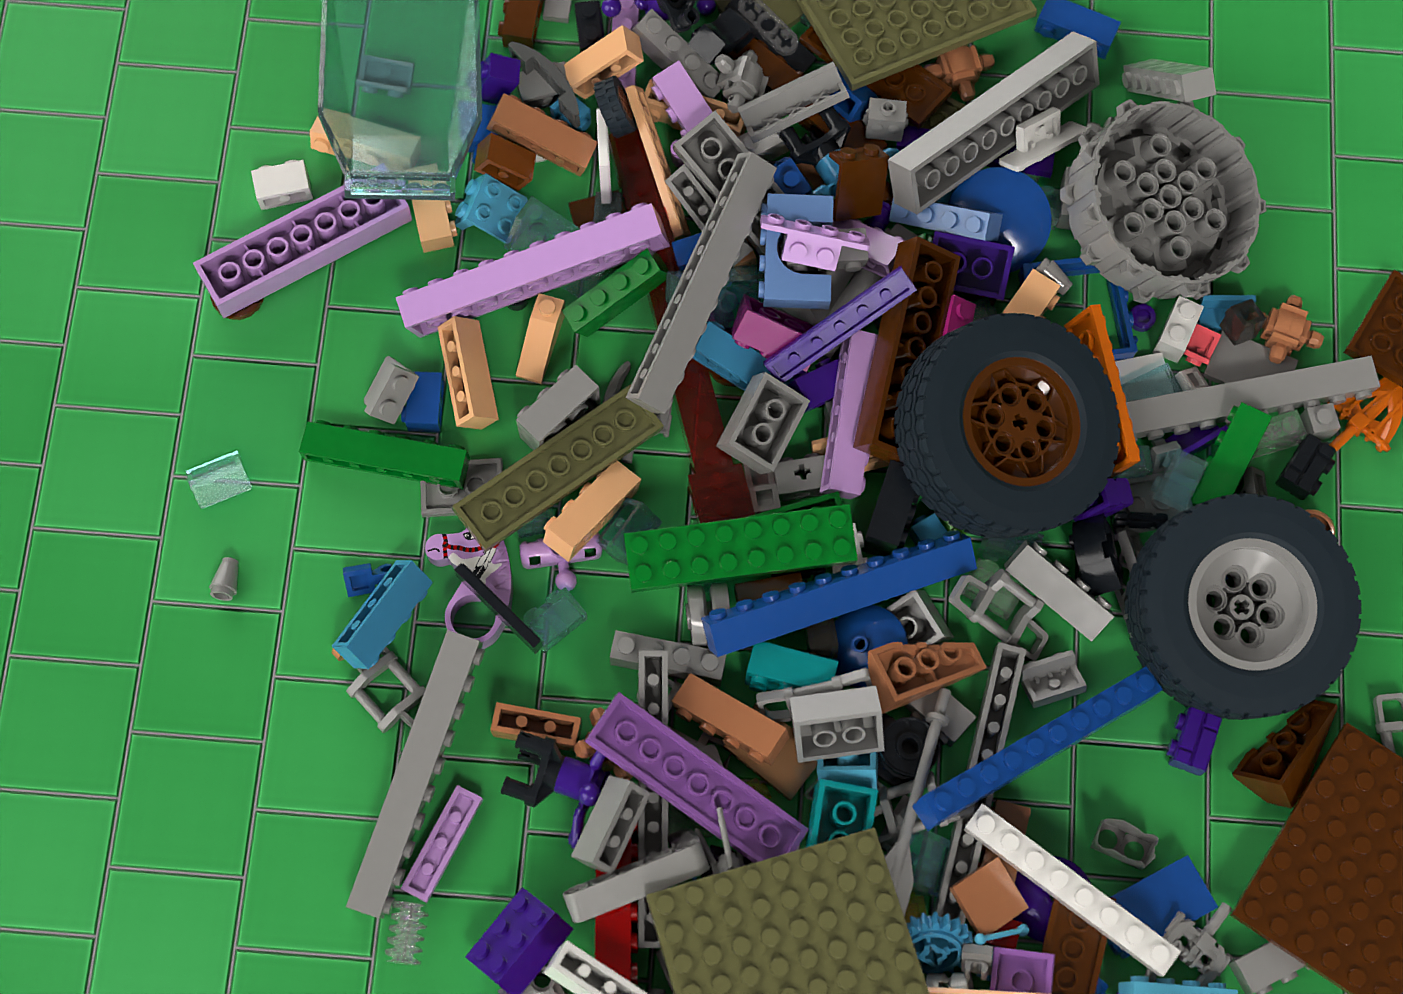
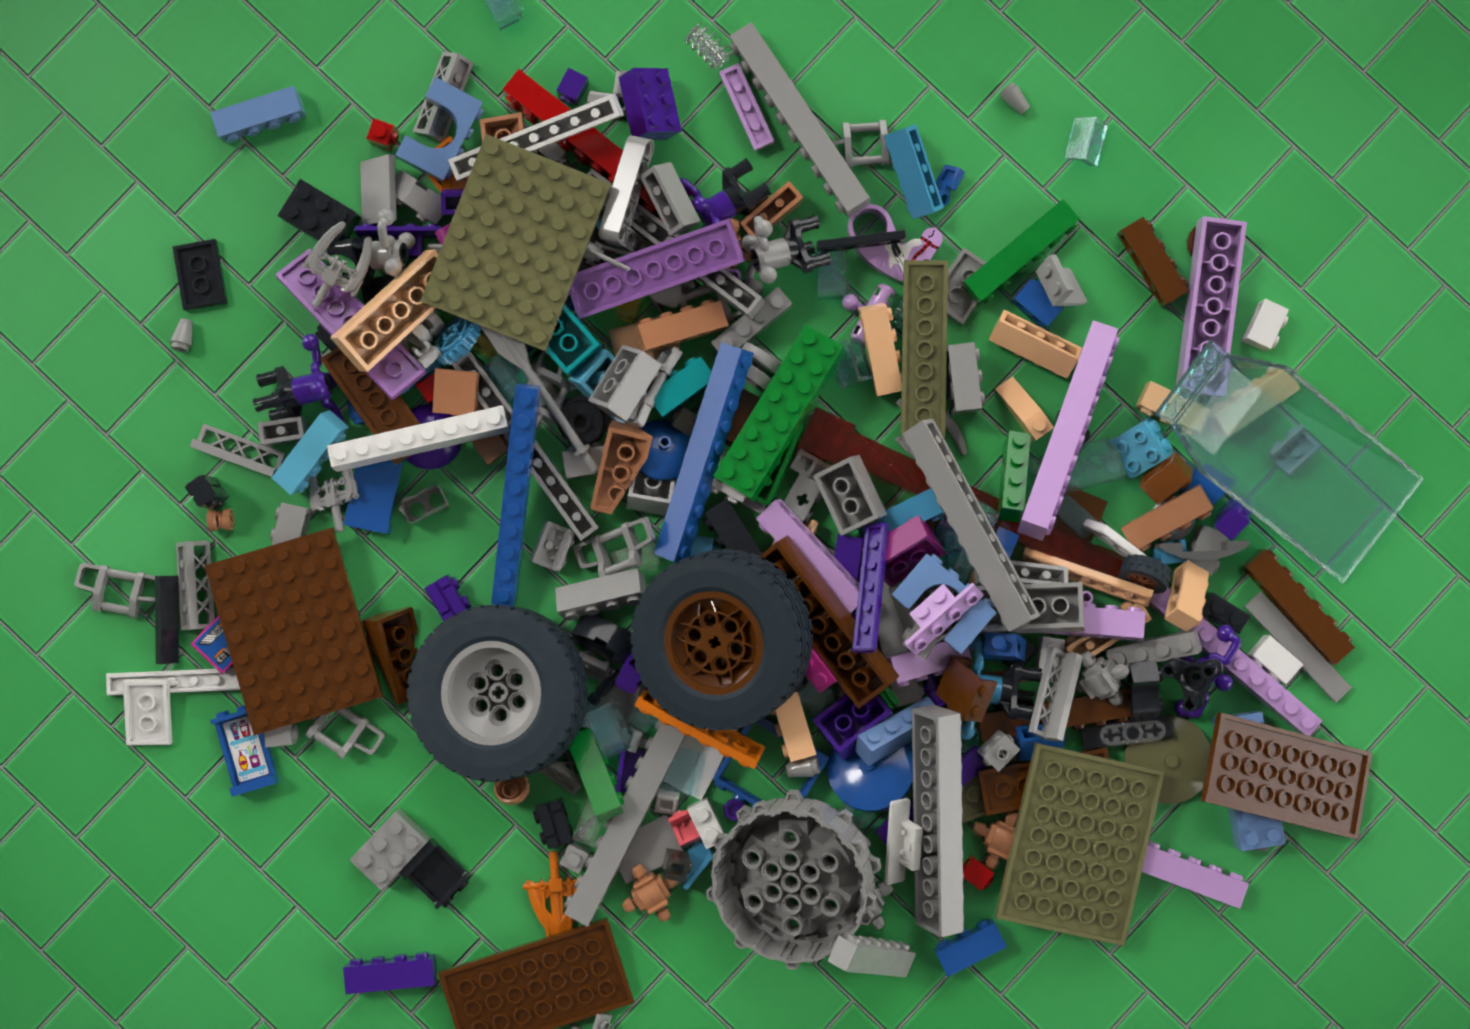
camera: 130 degrees right, 15 degrees up
(297, 327) = (1152, 261): none -> reddish brown brick
(577, 680) = (781, 252): none -> wheel
(1006, 62) = (977, 873): none -> red brick
(1022, 930) = (435, 365): medium azure hinge -> none

